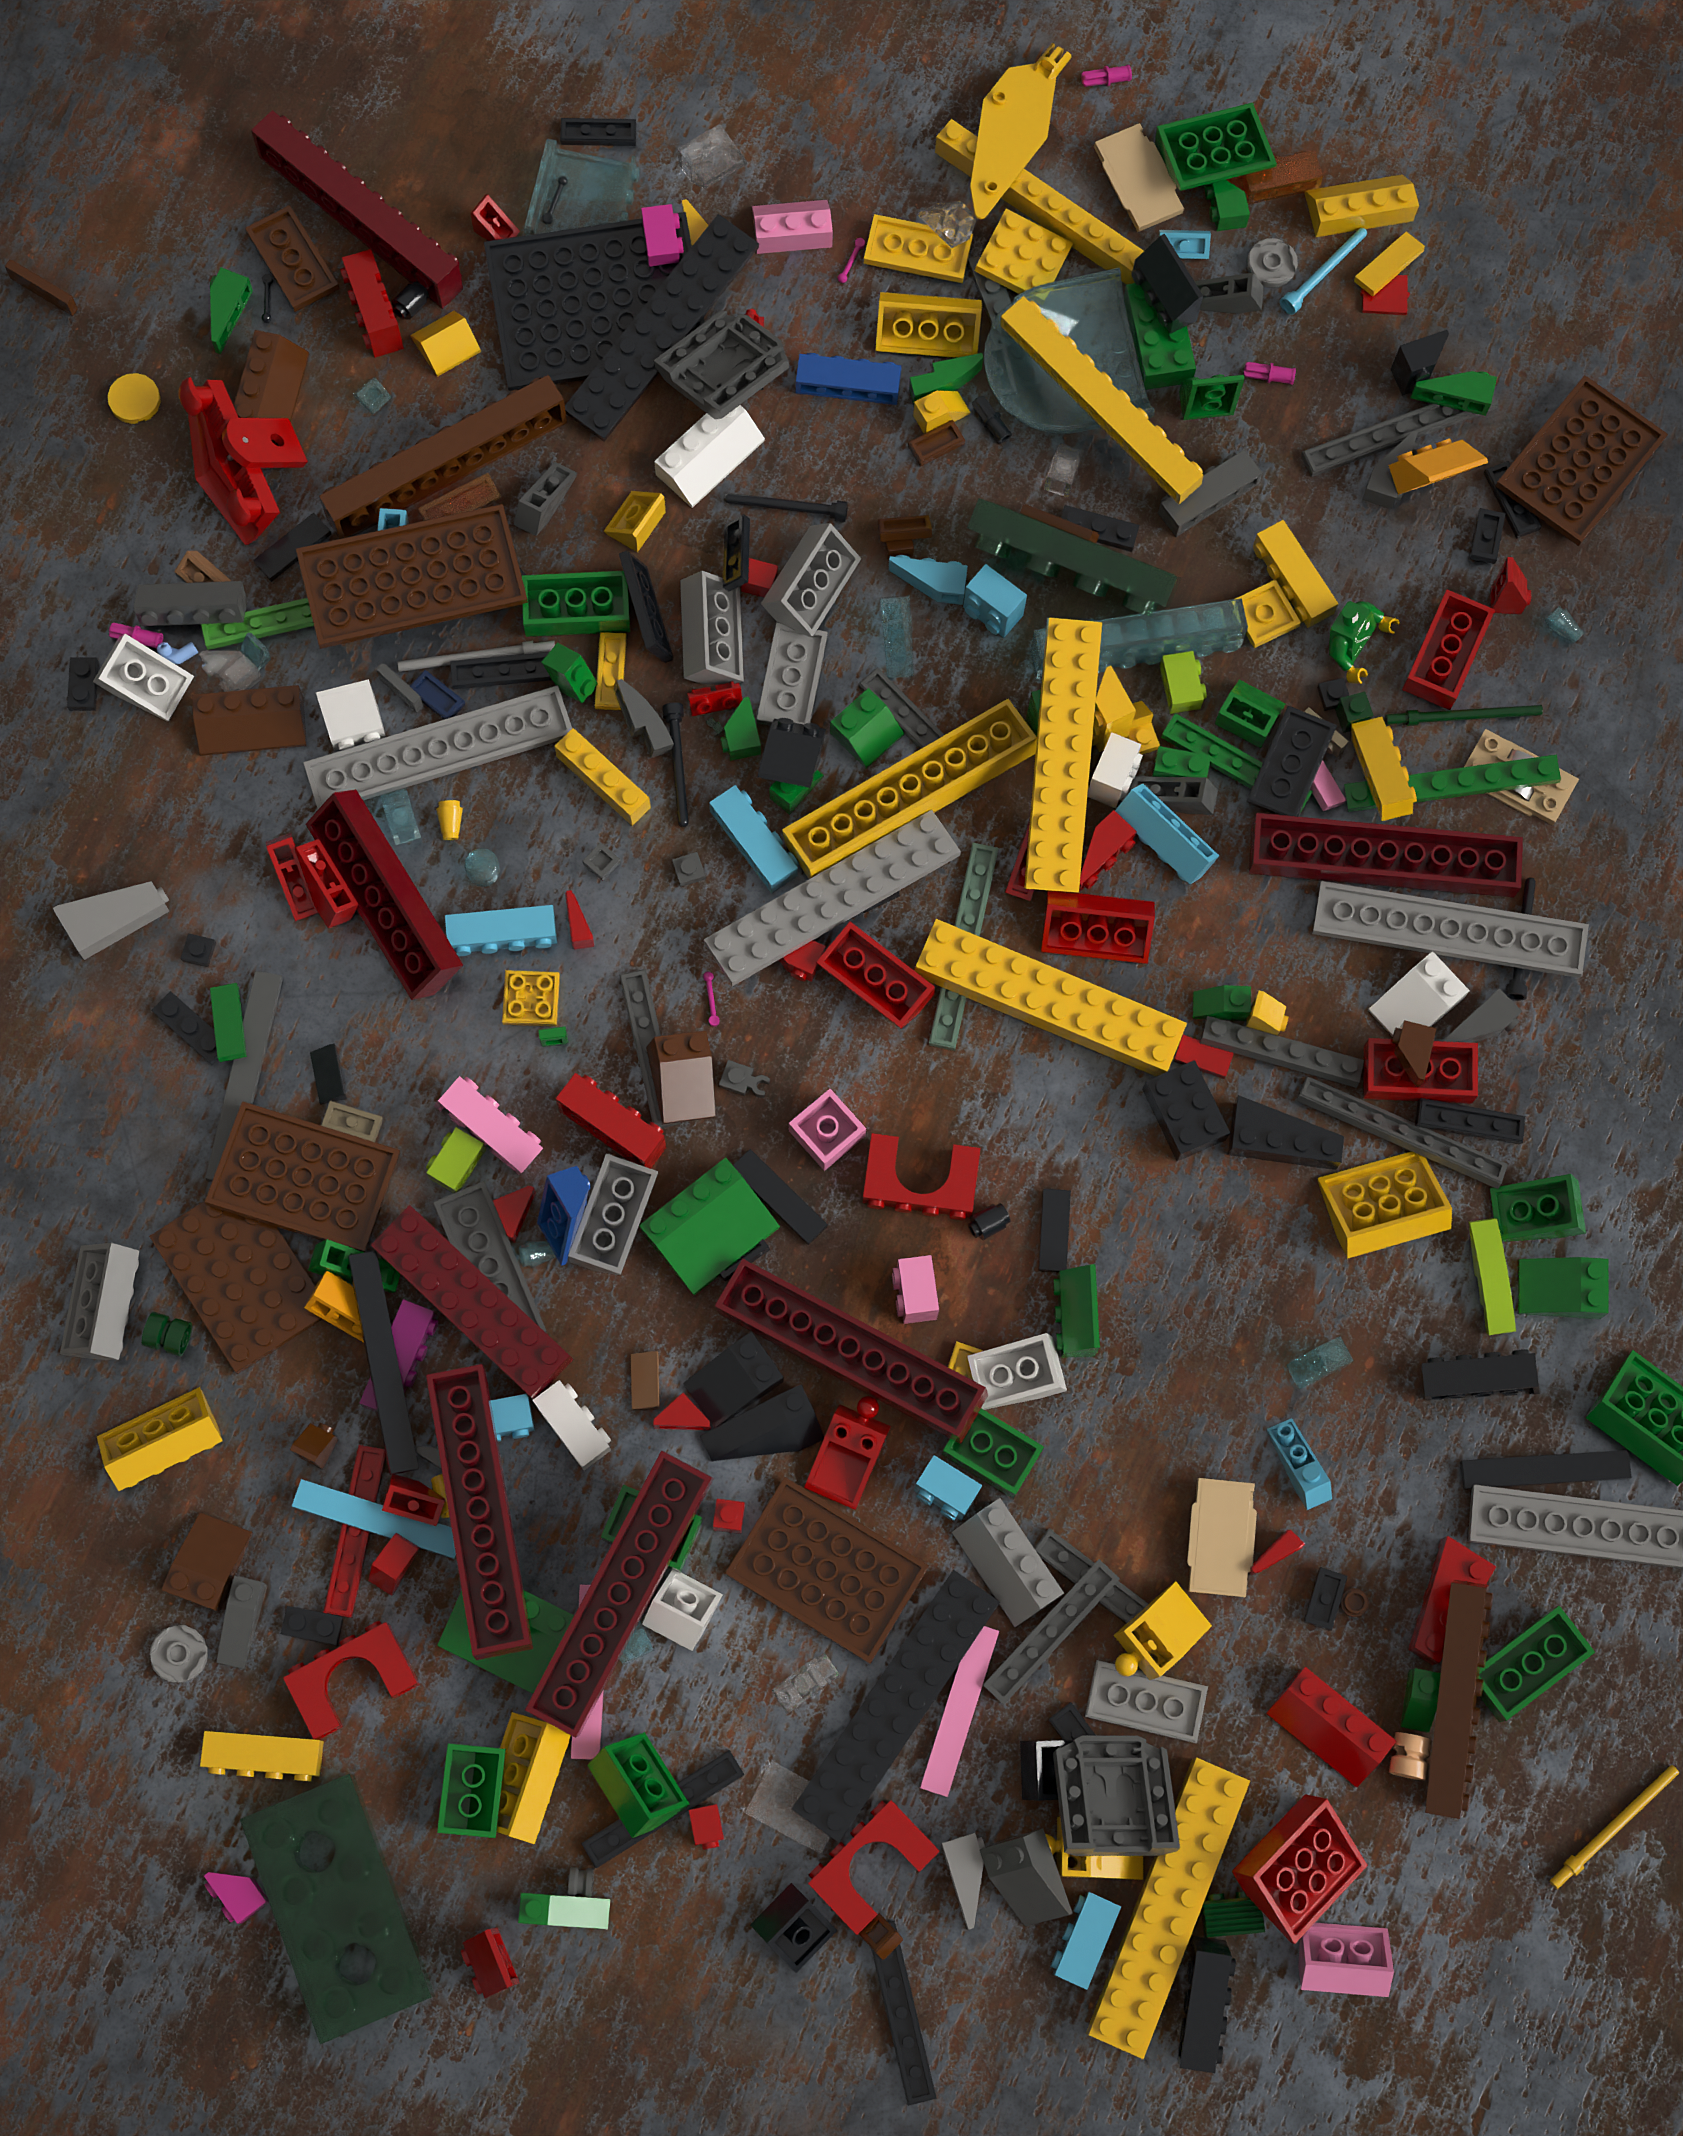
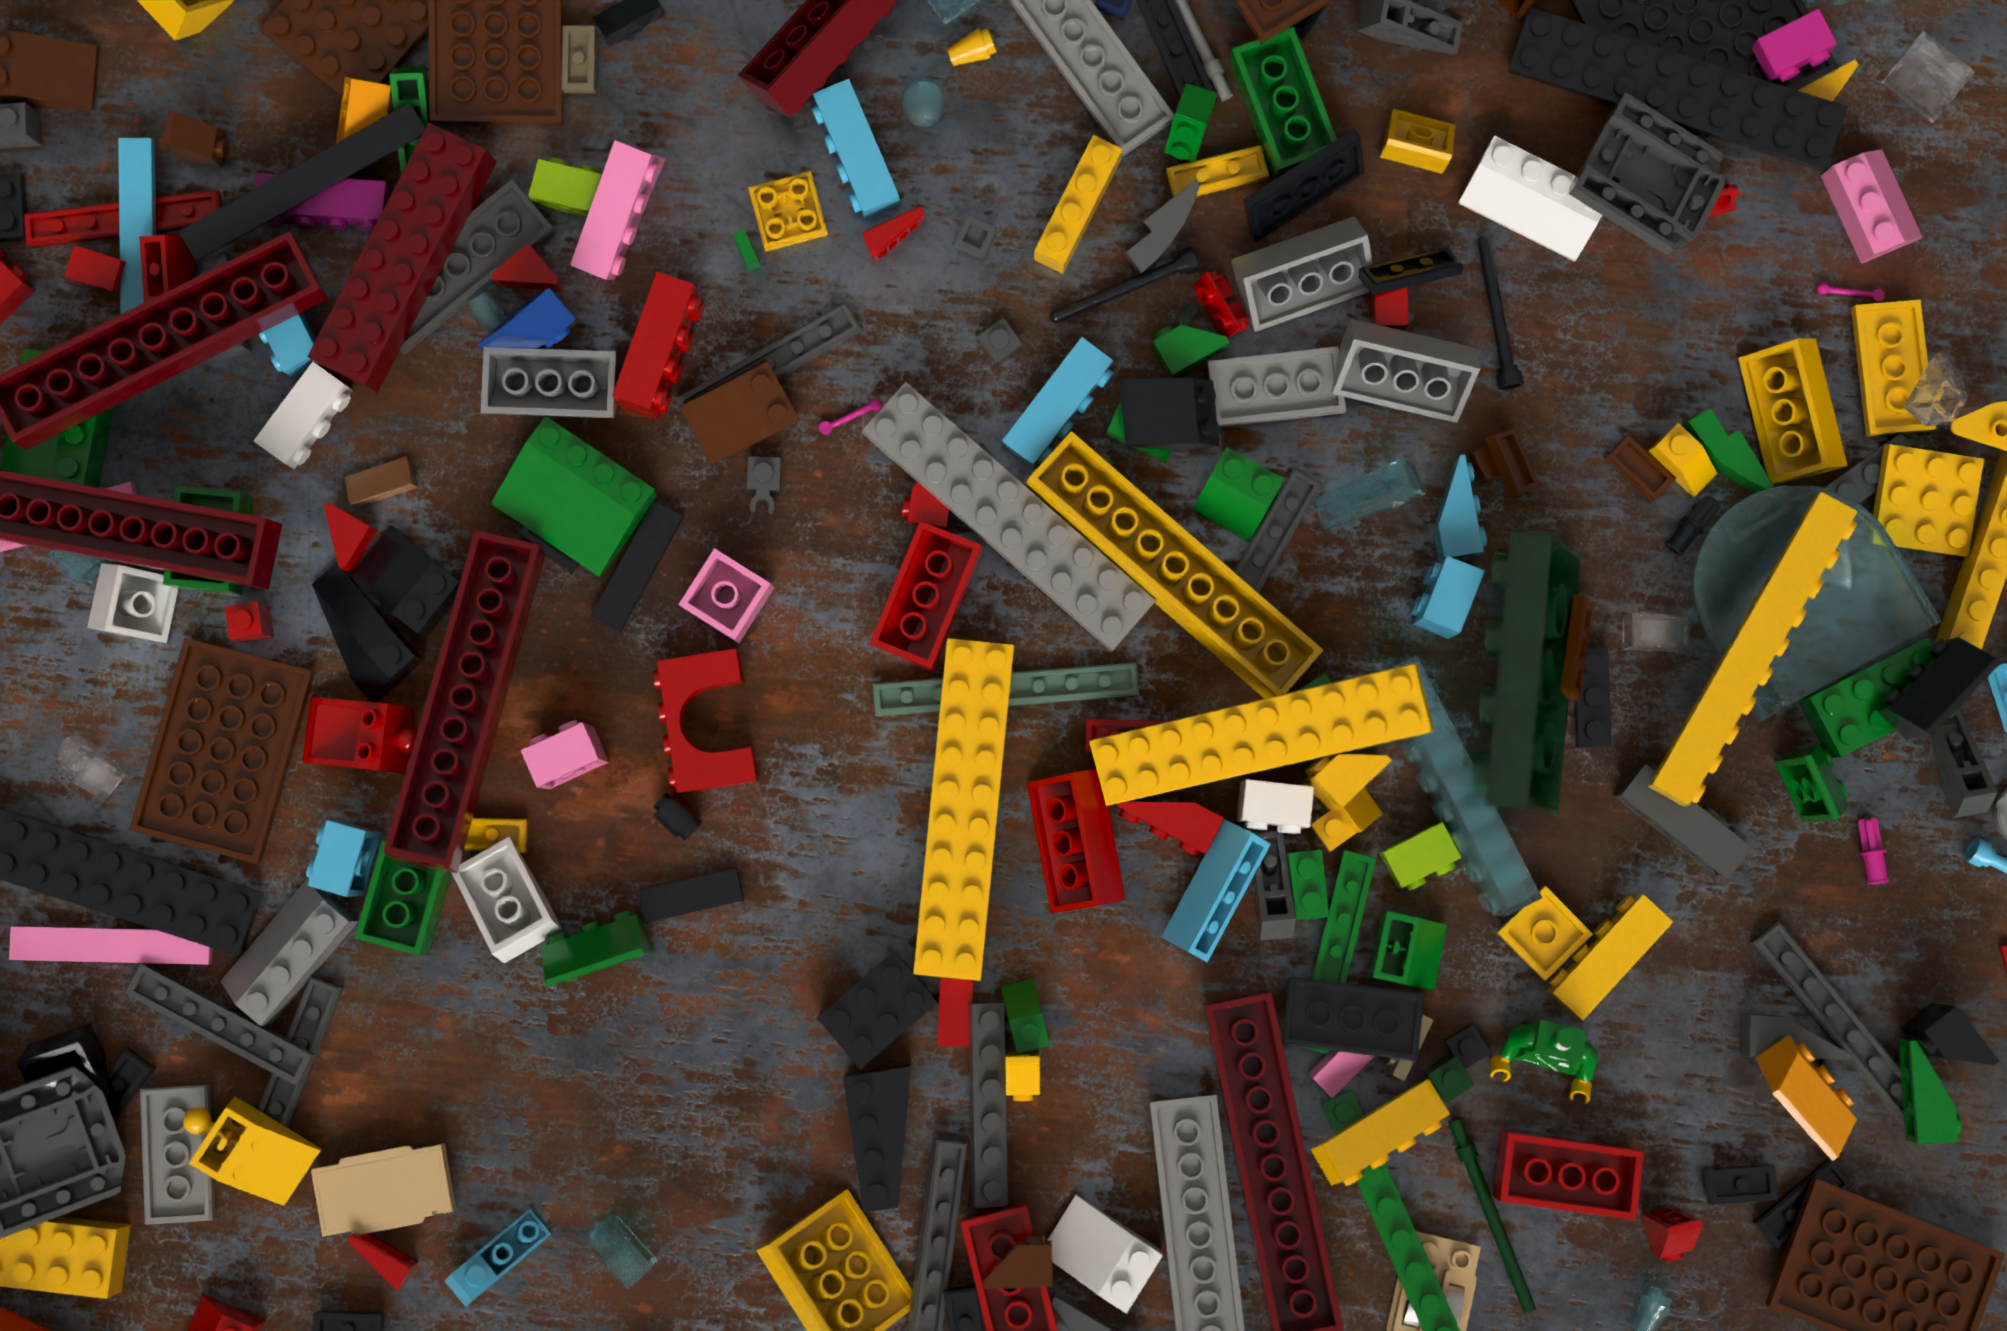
camera: 80 degrees right, 10 degrees up
(848, 378) = (1687, 335): blue brick -> none

